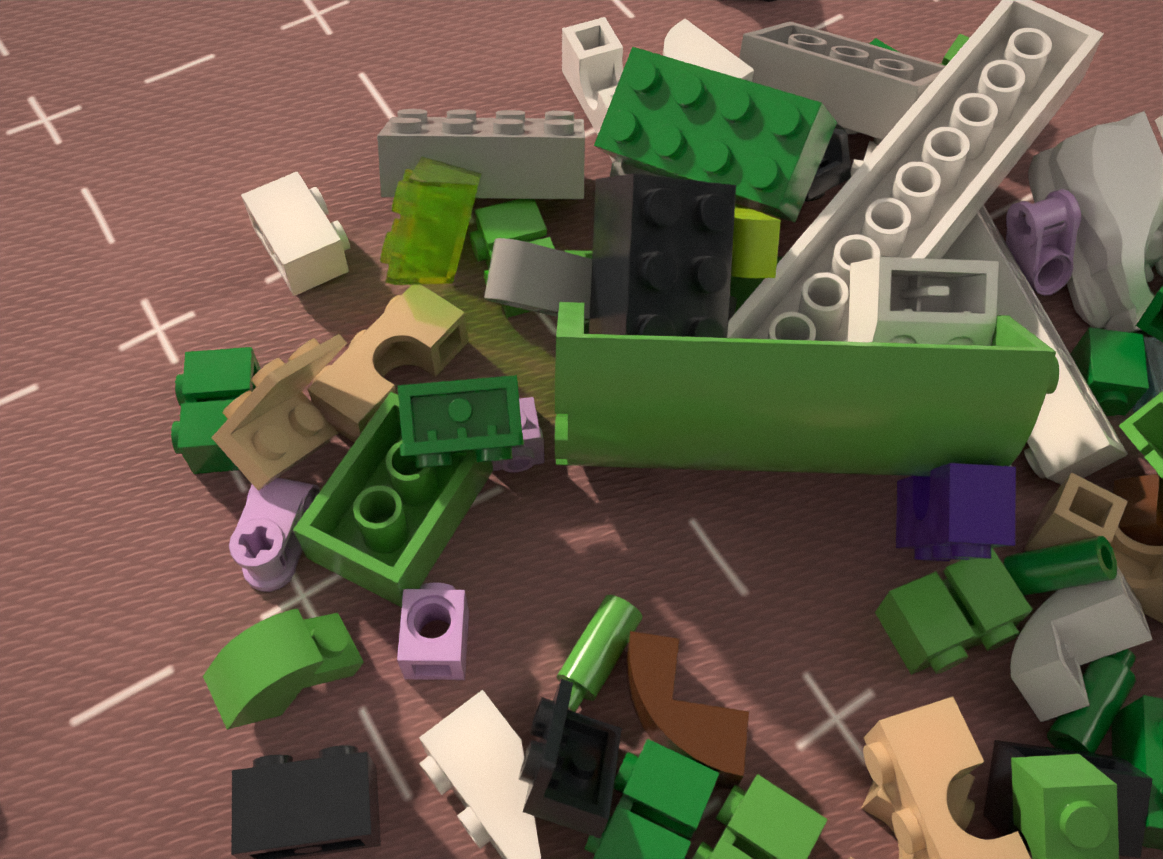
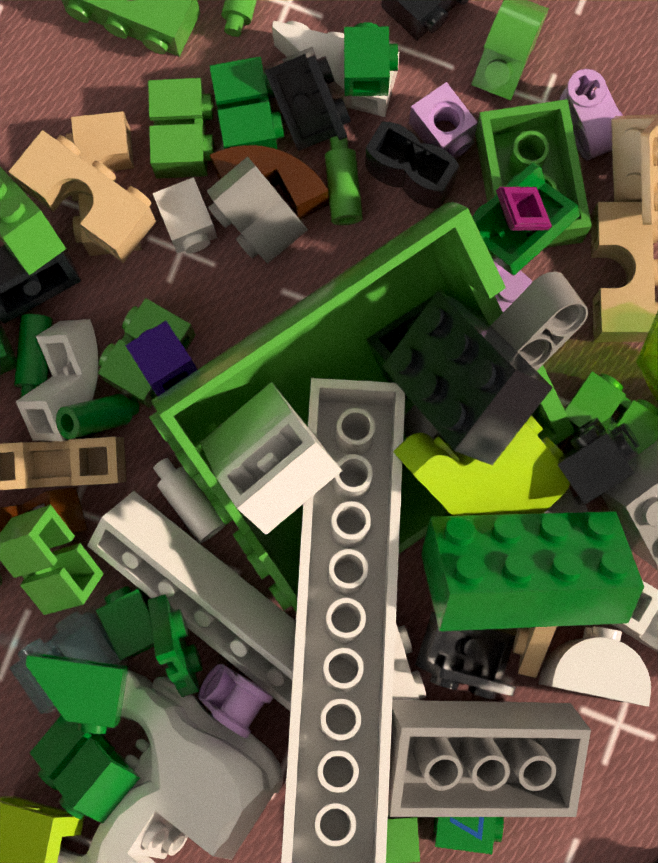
camera: 150 degrees right, 20 degrees up
(458, 409) = (523, 208): none -> magenta slope
(471, 735) = (368, 60): none -> green brick
(517, 605) = (419, 168): none -> black brick
(562, 199) = (599, 457): none -> black brick
(733, 668) = (256, 211): none -> light grey brick
(815, 737) = (185, 216): none -> white brick
(1087, 298) = (171, 648): none -> green wing

